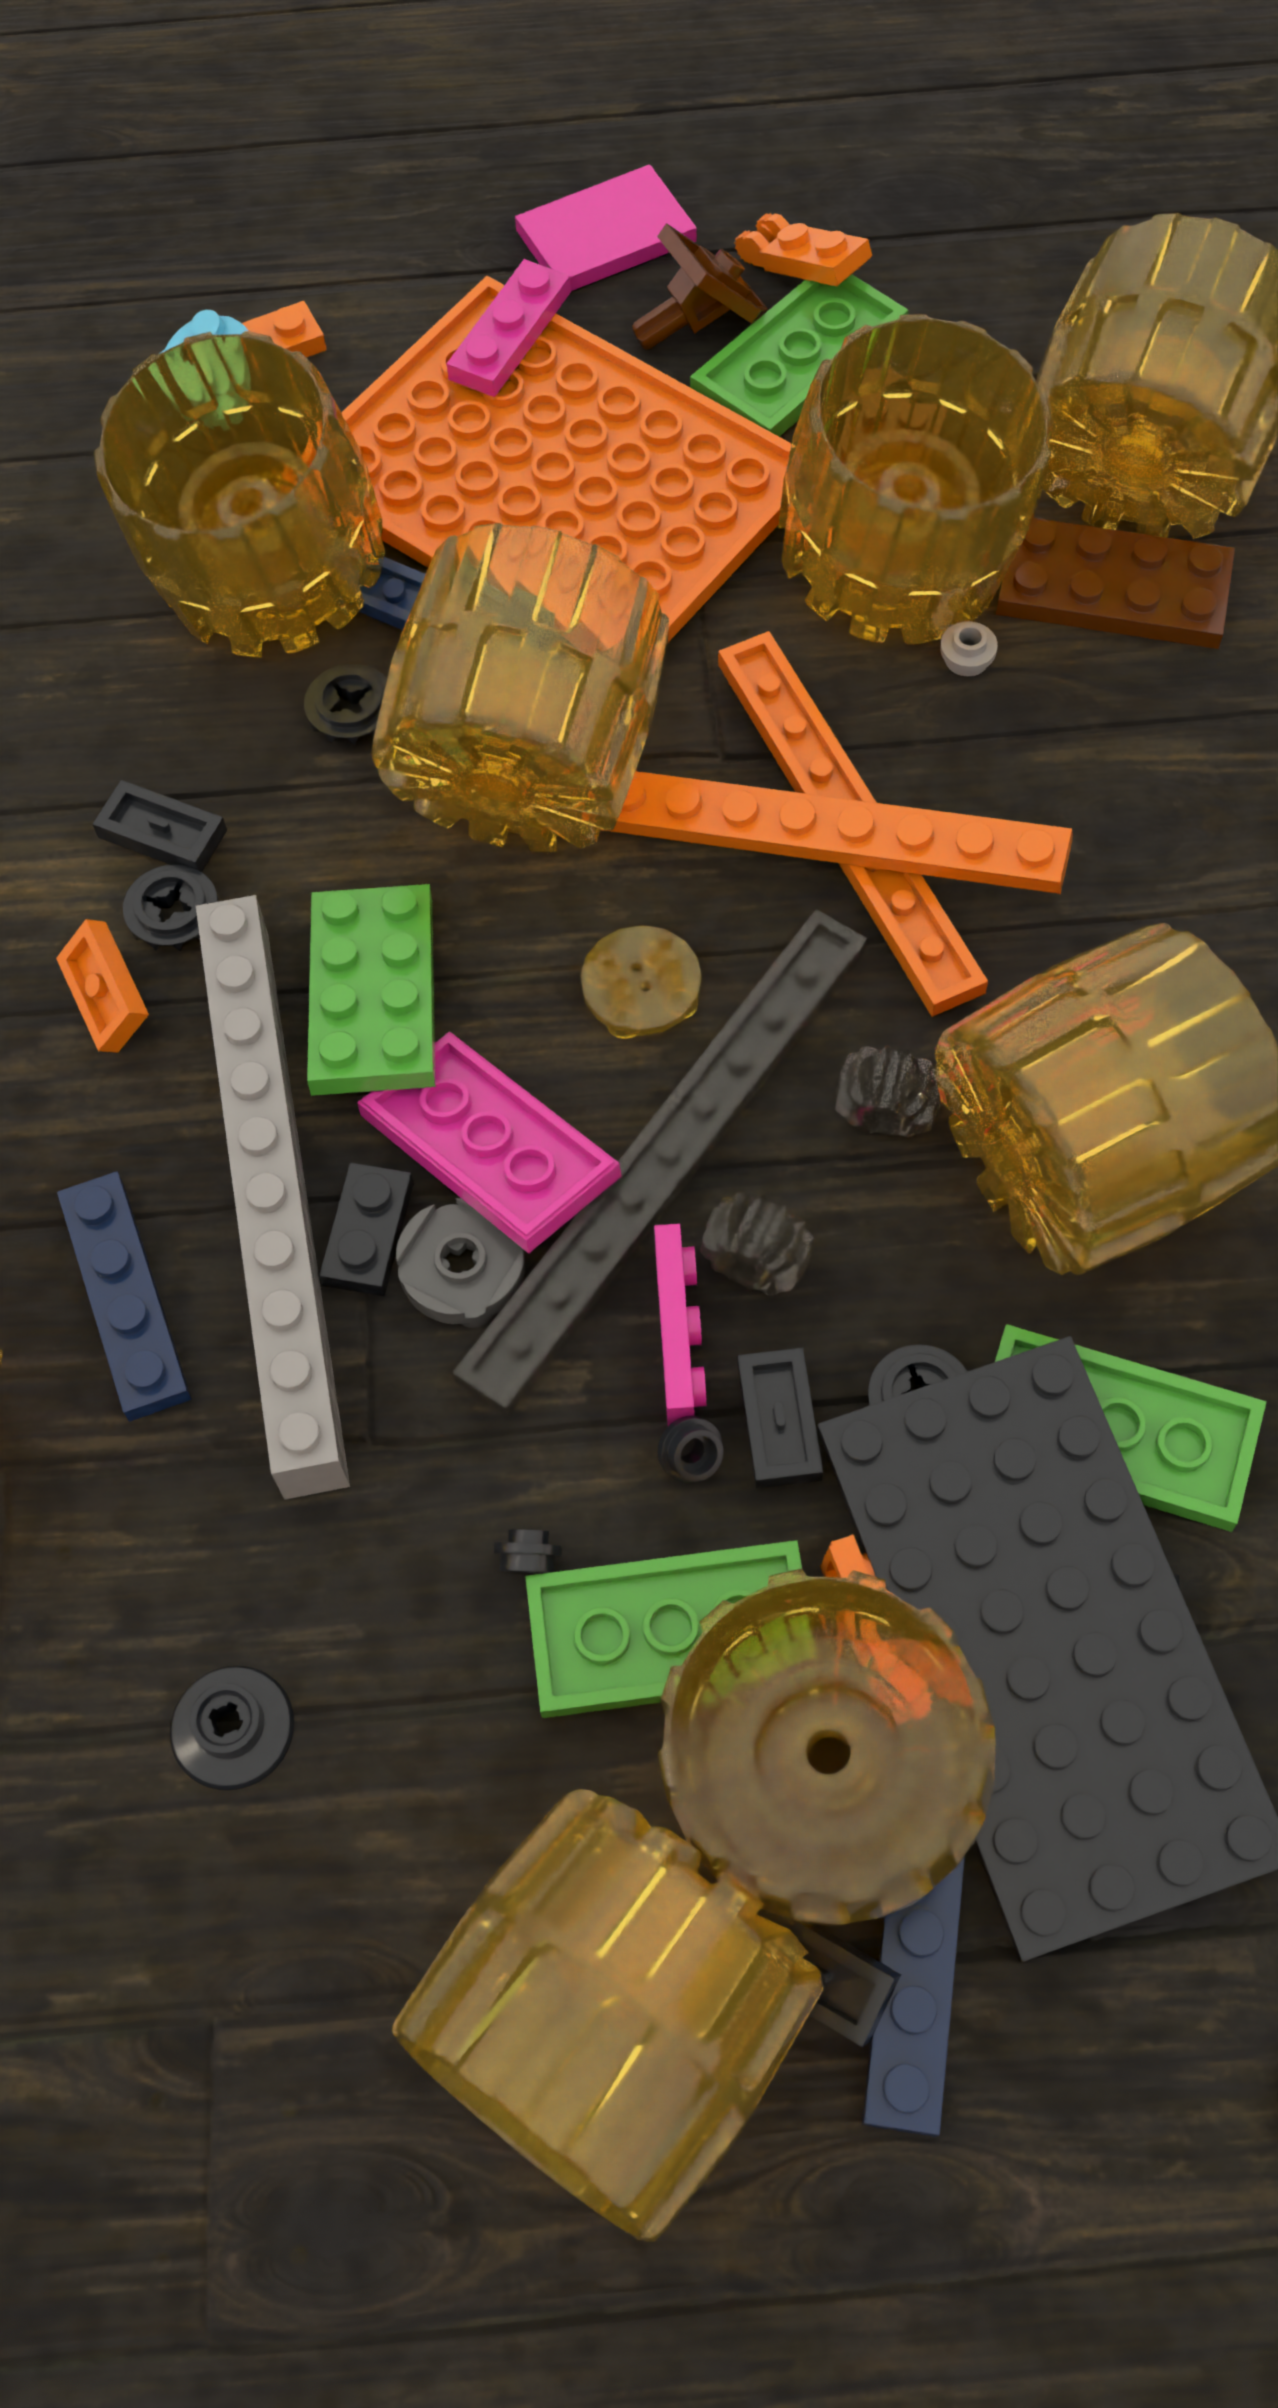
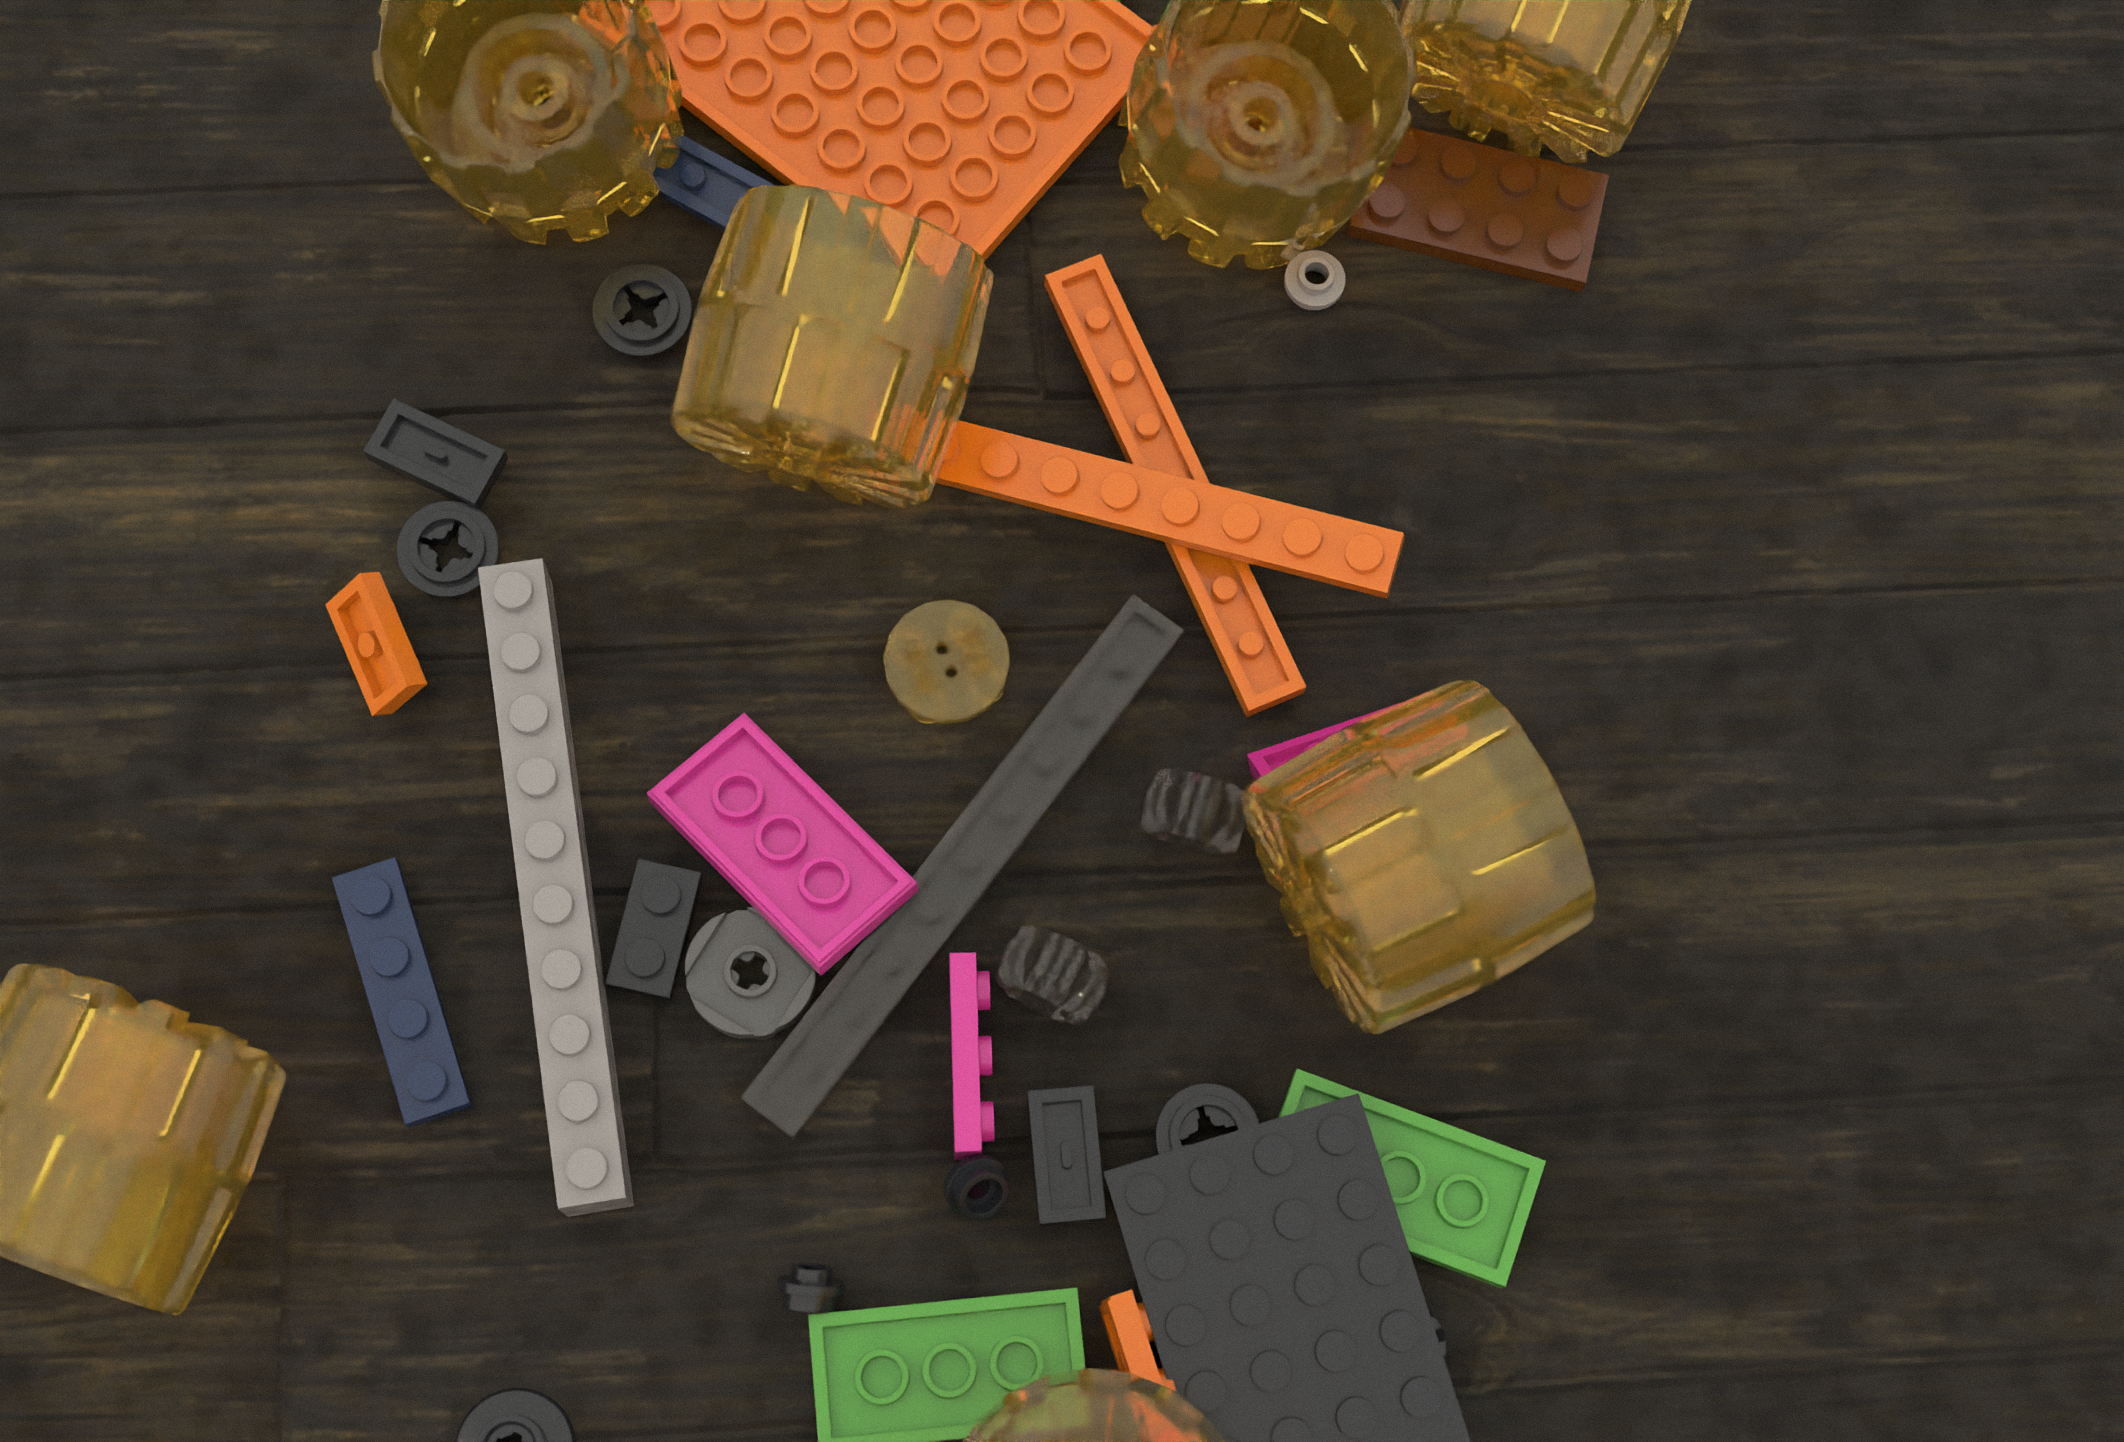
camera: 10 degrees left, 10 degrees up
(371, 990) = (662, 662): bright green plate -> none

